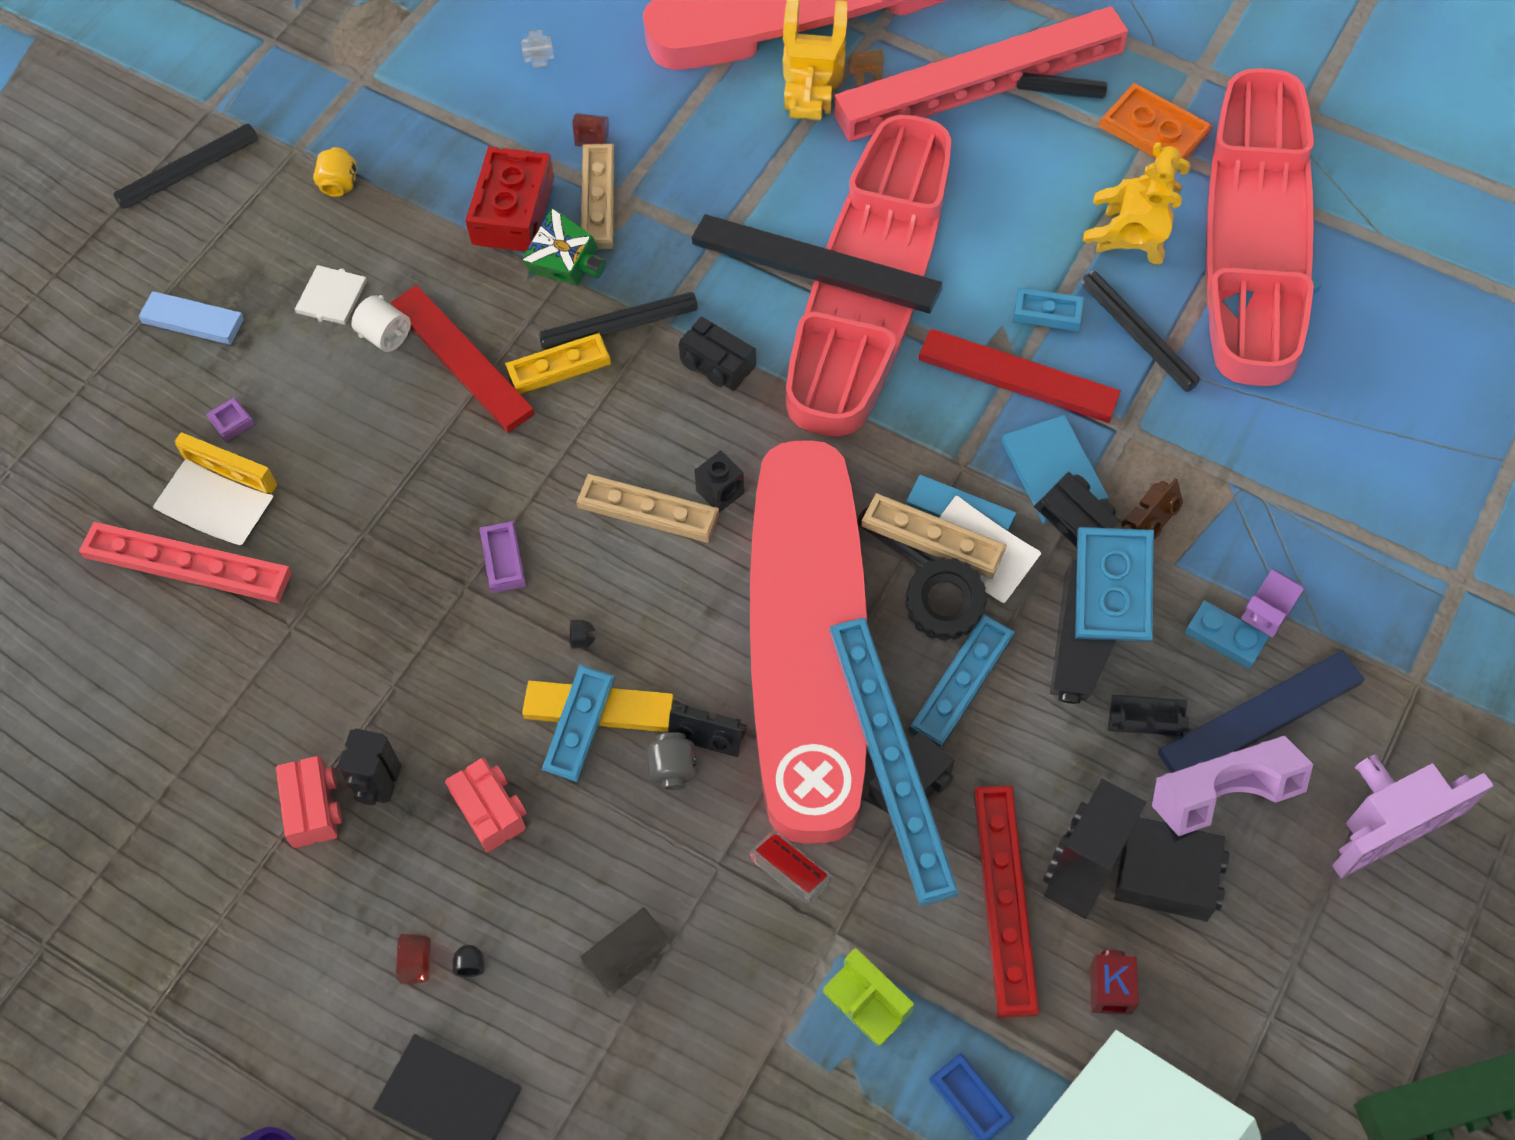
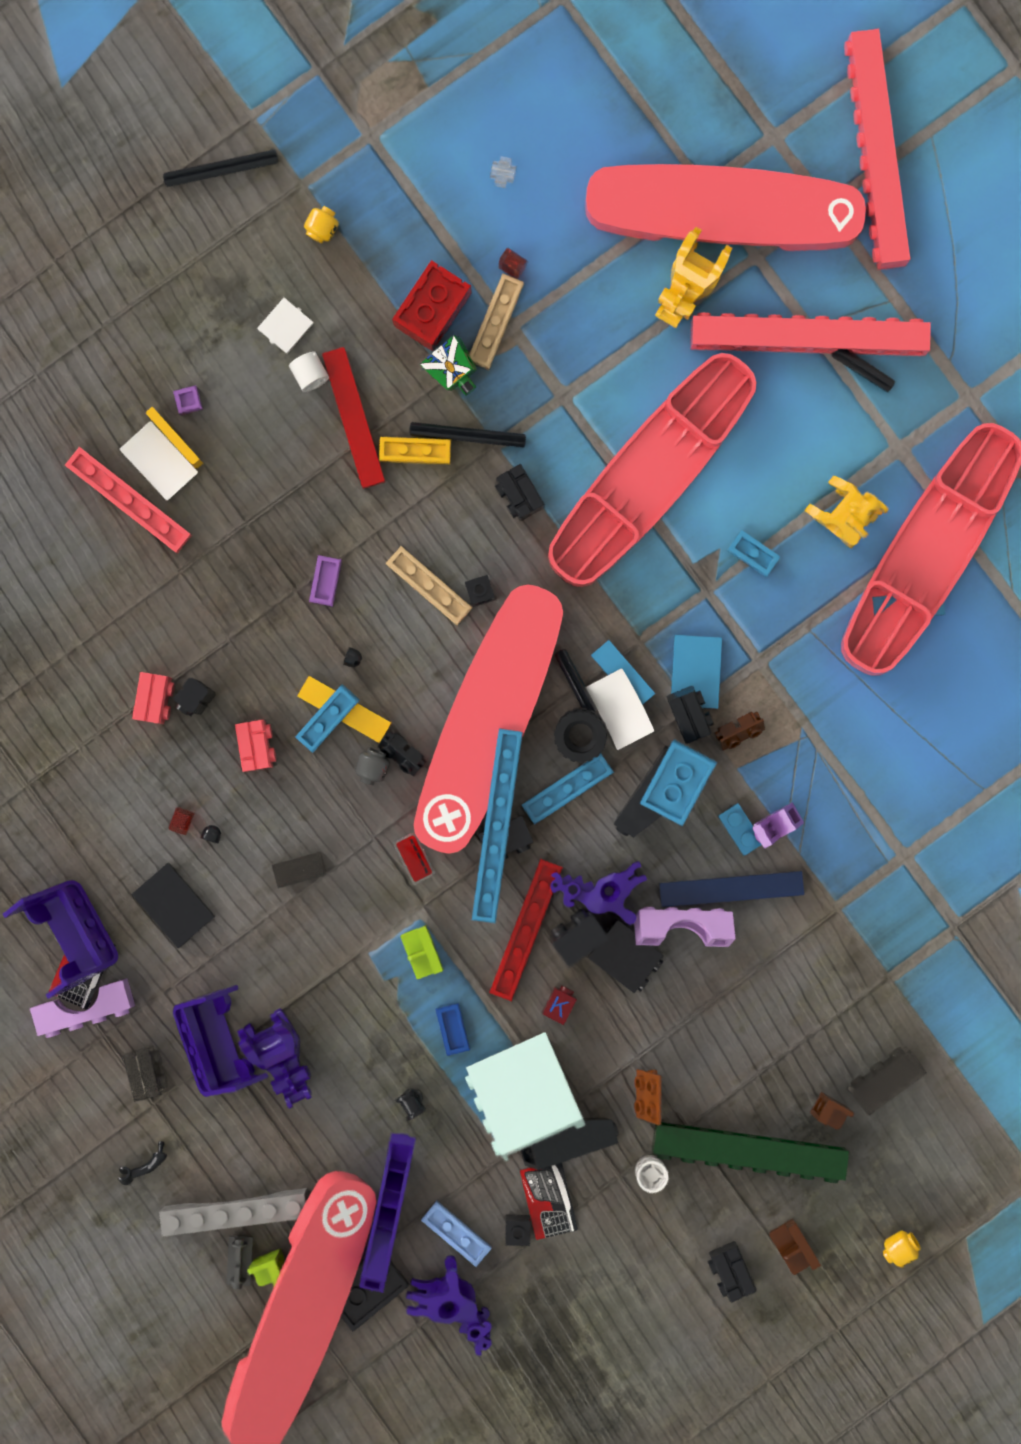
camera: 20 degrees right, 25 degrees up
(191, 317) = (186, 305): light blue tile -> none
(817, 263) = (616, 449): black tile -> none
(866, 62) = (732, 289): clear orange tile -> none
(933, 535) = (594, 689): tan tile -> none
(1019, 375) = (709, 593): red tile -> none
(1104, 758) = (605, 896): none -> dark purple animal
(1140, 331) = (805, 595): black axle -> none
(1147, 118) = (909, 433): orange tile -> none
(1148, 715) = (656, 857): black hinge -> none
(1326, 1058) = (648, 1096): none -> dark orange hinge
(1403, 811) = (771, 986): lavender brick -> none

